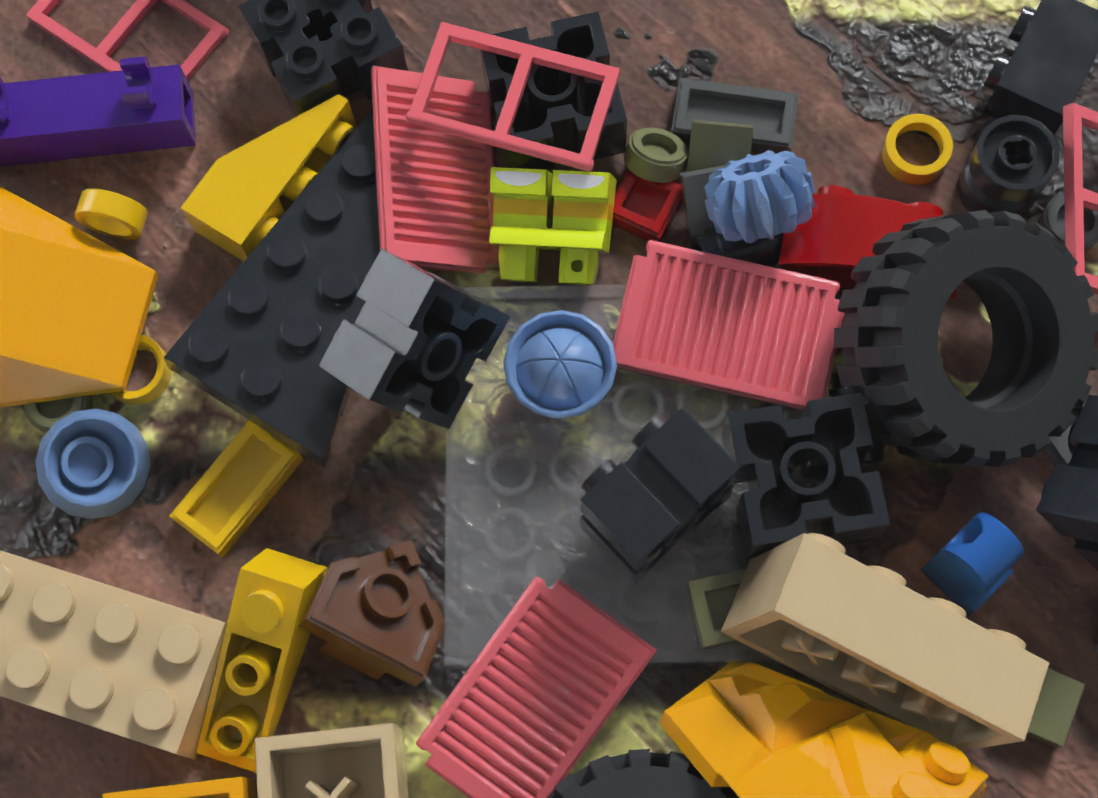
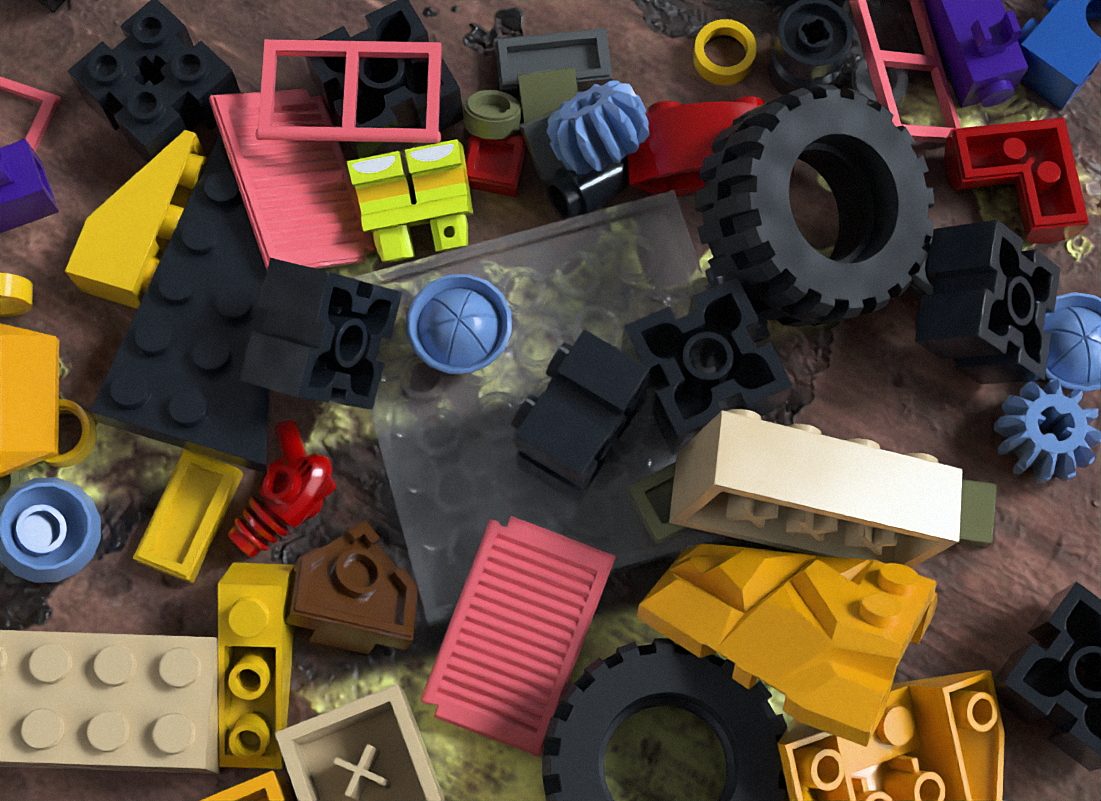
camera: 20 degrees left, 0 degrees up
(341, 492) = (290, 491): none -> red piece
(728, 325) = (600, 250): coral window -> none
(975, 562) = (874, 401): blue leg -> none

